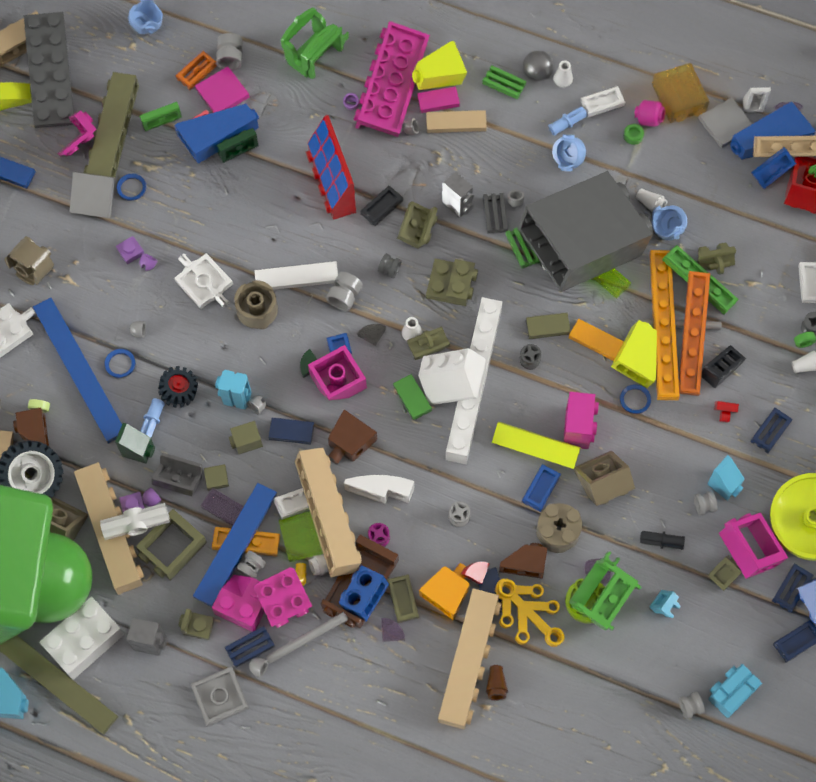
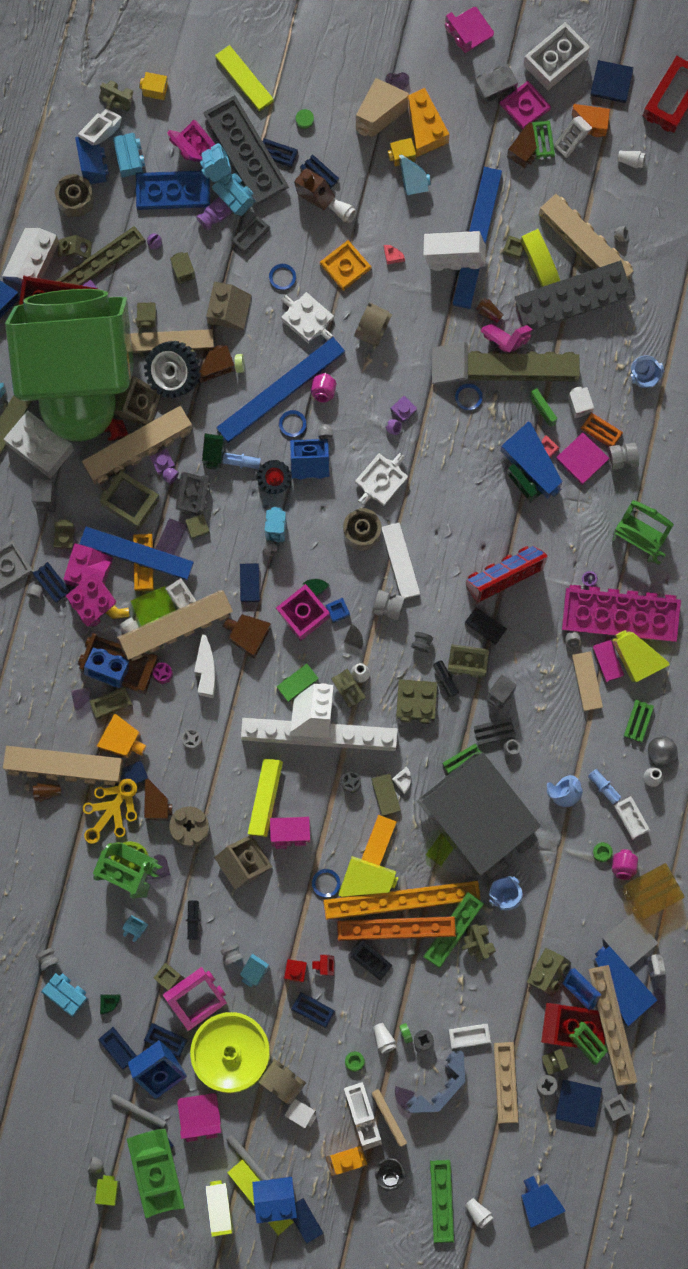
camera: 80 degrees right, 10 degrees up
(41, 152) = (489, 310): none -> reddish brown cone
(88, 323) = (323, 388): none -> dark pink head
(89, 547) = (117, 430): none -> red tile
(134, 521) = (139, 465): white piece -> none
(162, 82) = (580, 402): none -> white brick
(164, 347) = (309, 458): none -> blue slope
(245, 437) = (235, 544): olive brick -> none
(251, 565) = (120, 570): light grey wheel -> none
(309, 636) = (63, 628): light grey bar -> none
(433, 249) = (445, 679): none -> black axle
(476, 571) = (139, 760): tile -> none
(534, 307) = (403, 780): none -> white tile
(541, 488) = (227, 808): blue tile -> none
(650, 199) = (529, 877): white cone -> none
(730, 439) = (295, 971): none -> red brick
(746, 645) = (108, 1002): none -> dark green tile
(750, 198) = (549, 972): none -> olive bracket

